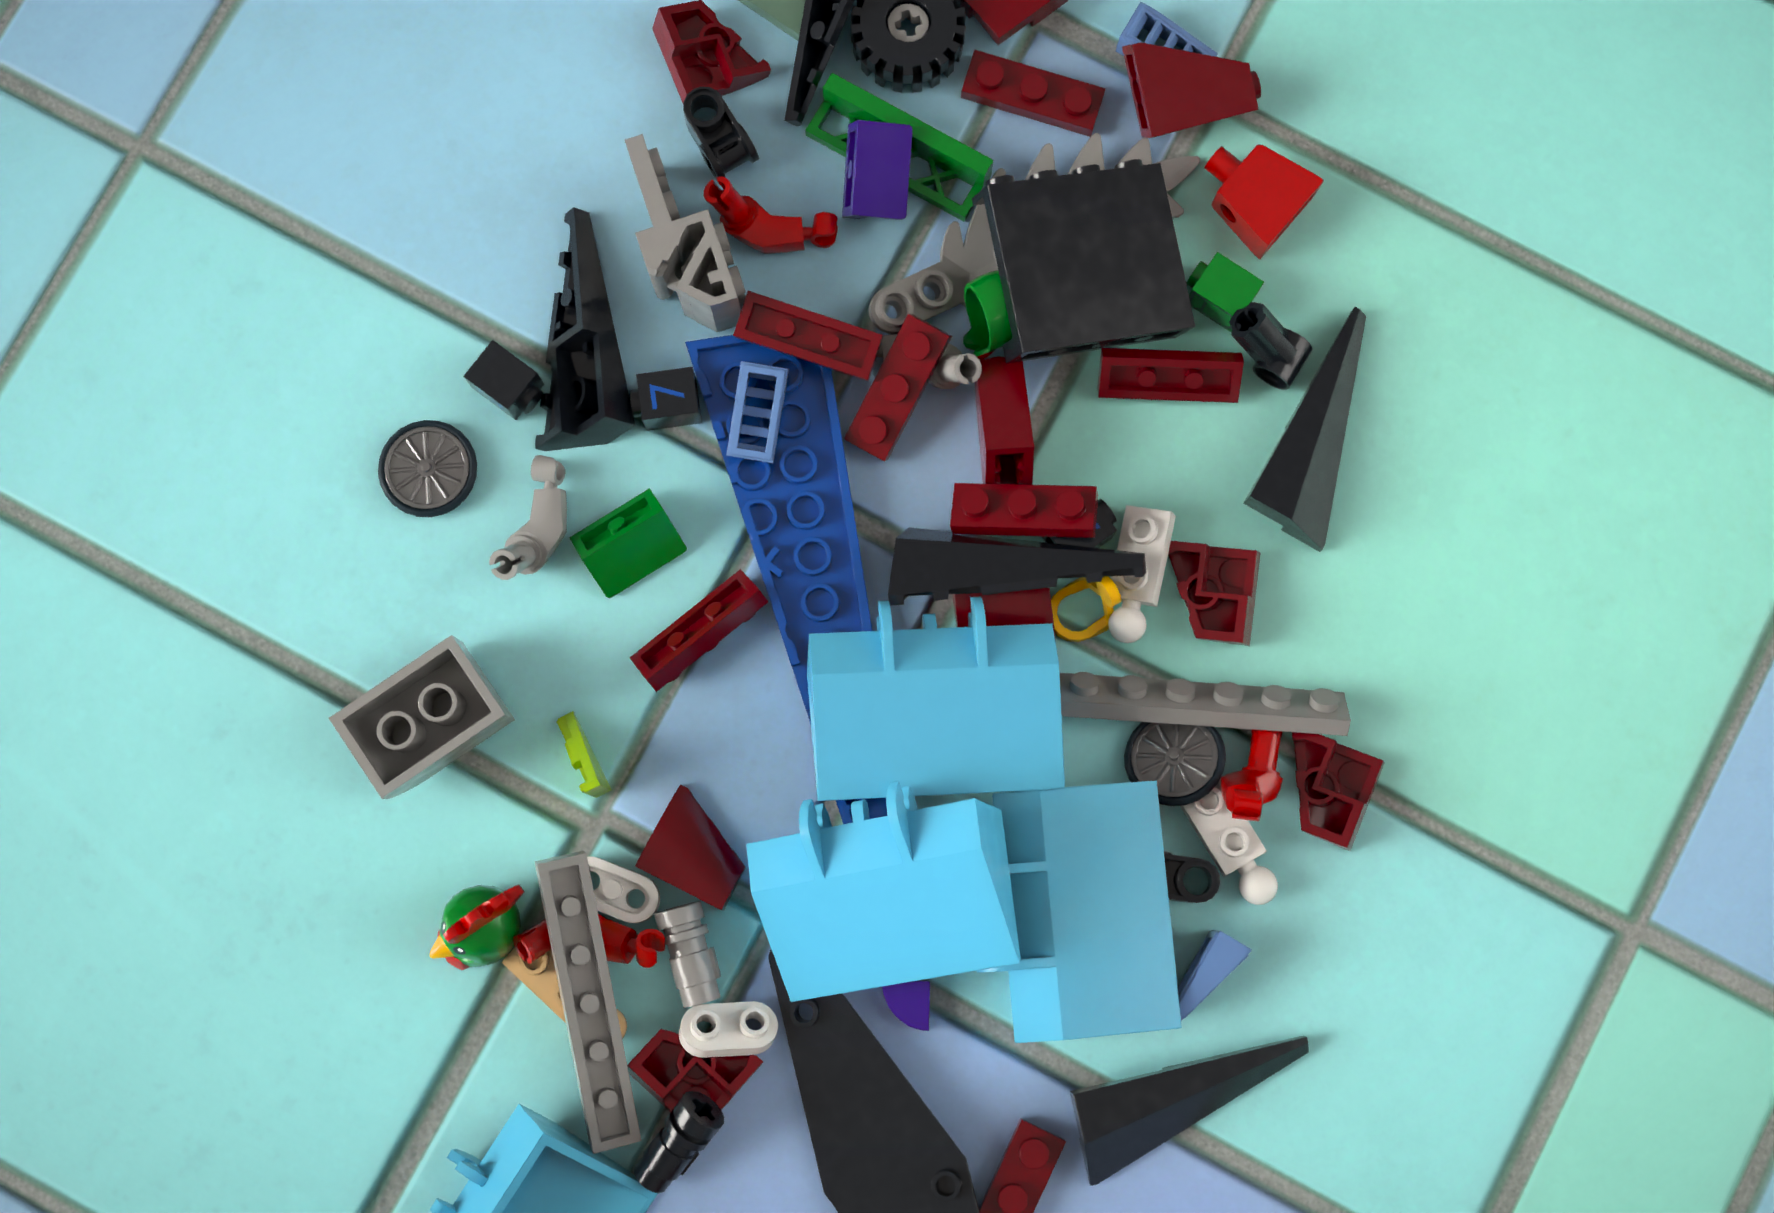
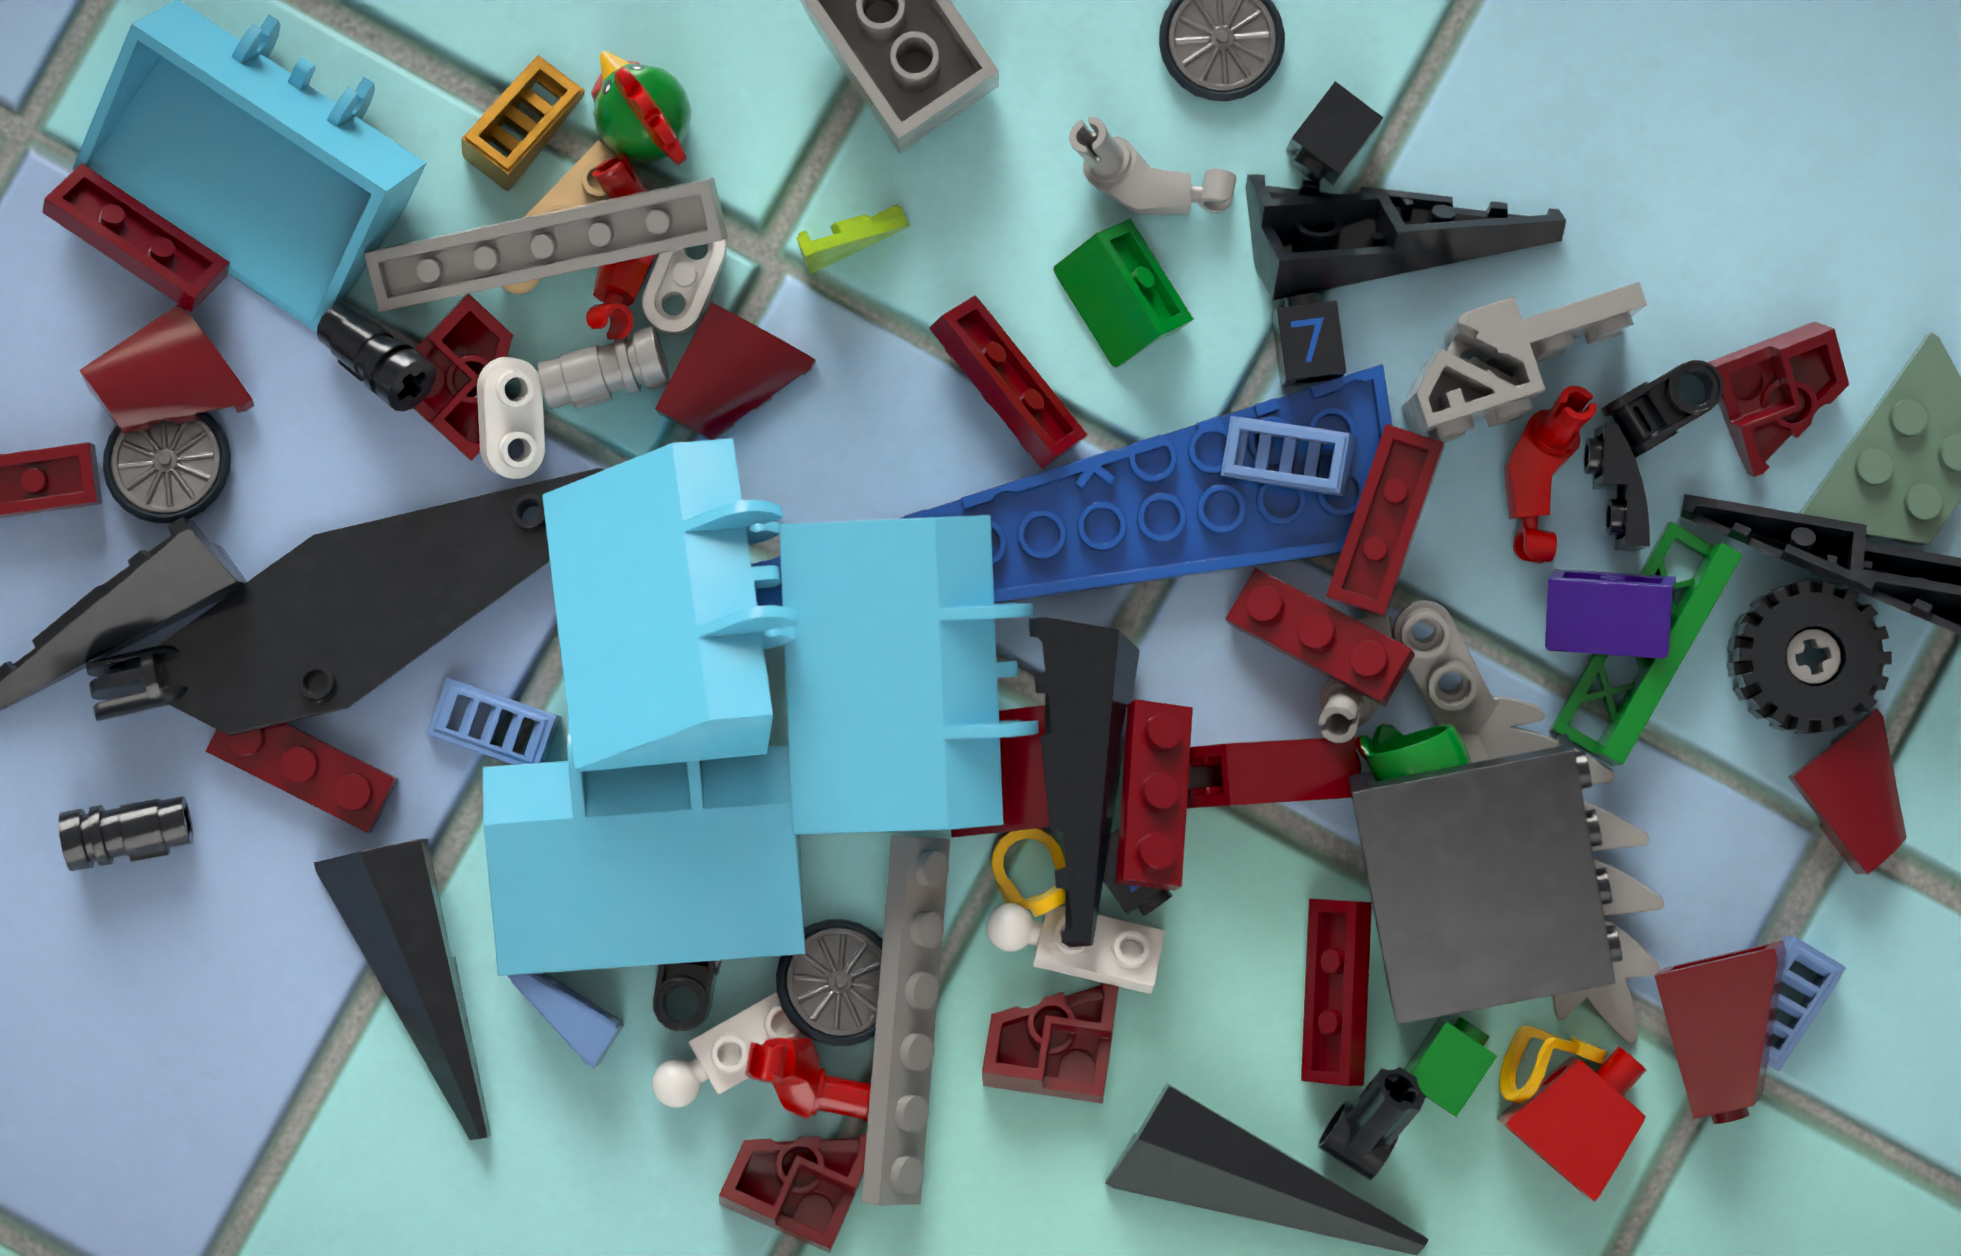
camera: 90 degrees right, 5 degrees up
(518, 1050) = (521, 154): none -> pearl gold slope
(763, 169) = (1616, 469): none -> black slope
(910, 1003) = (536, 643): dark purple tile -> none
(989, 1000) = (540, 739): none -> medium blue slope
(1032, 93) = (1724, 822): dark red plate -> none
(1207, 244) = (1517, 1048): none -> yellow piece

